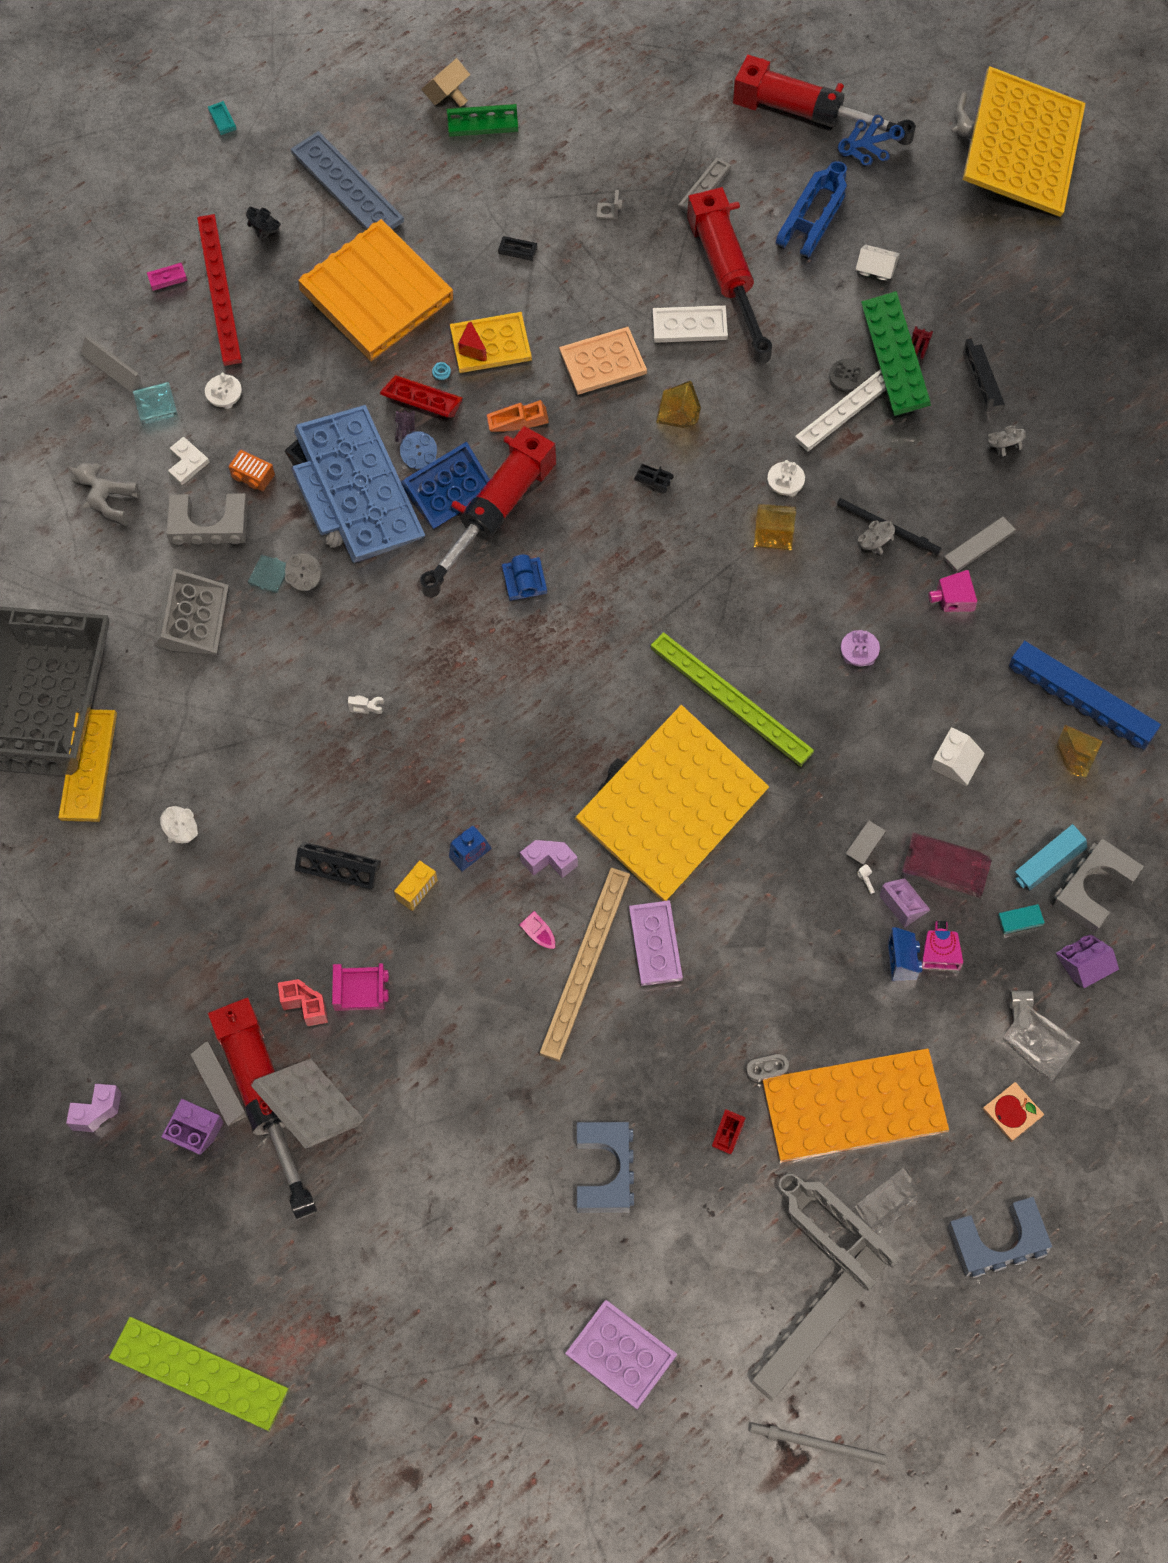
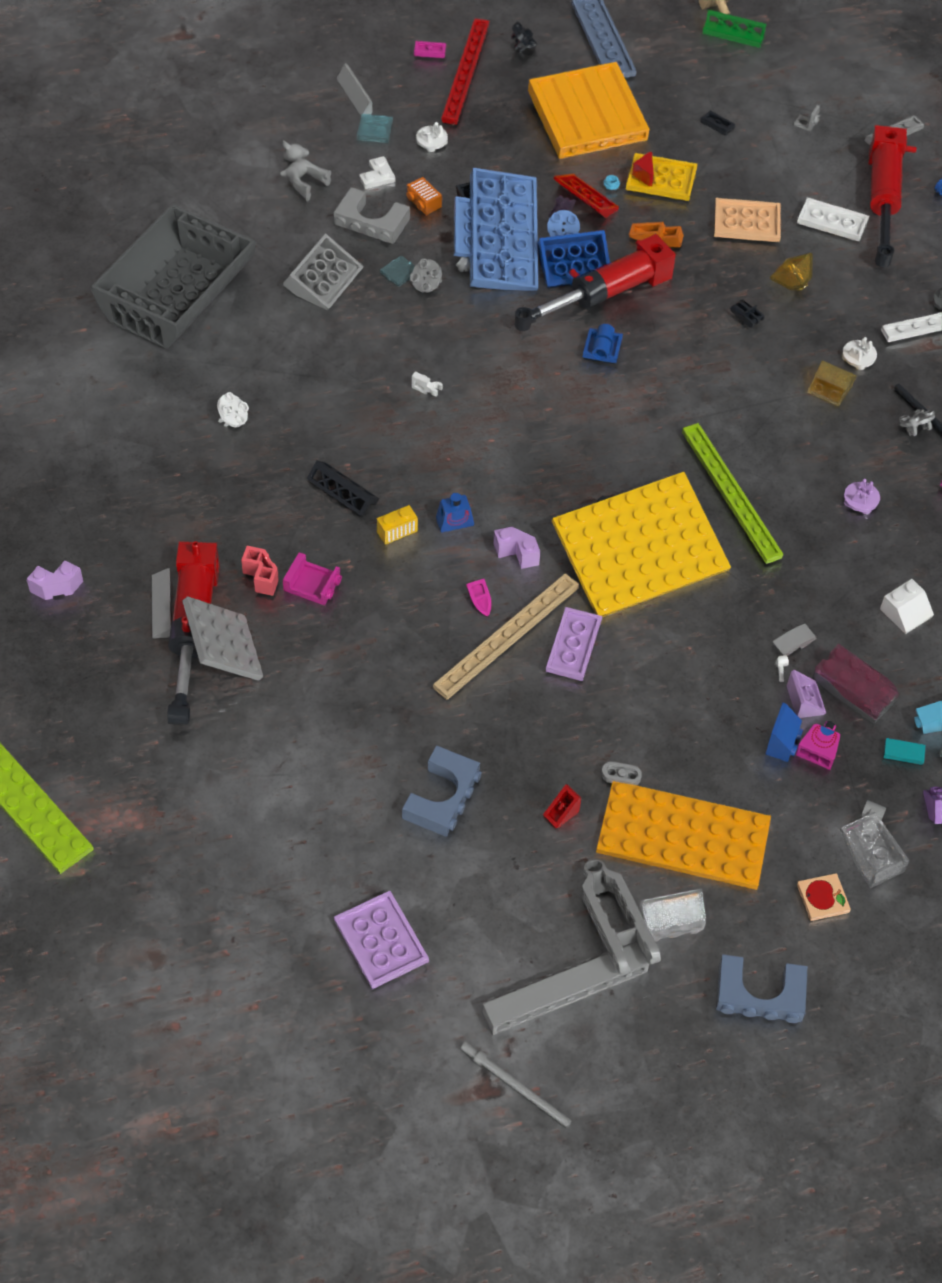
camera: 20 degrees right, 10 degrees down
(86, 786) = (176, 360): yellow plate -> none
(192, 1127) = (124, 623): medium lavender slope -> none

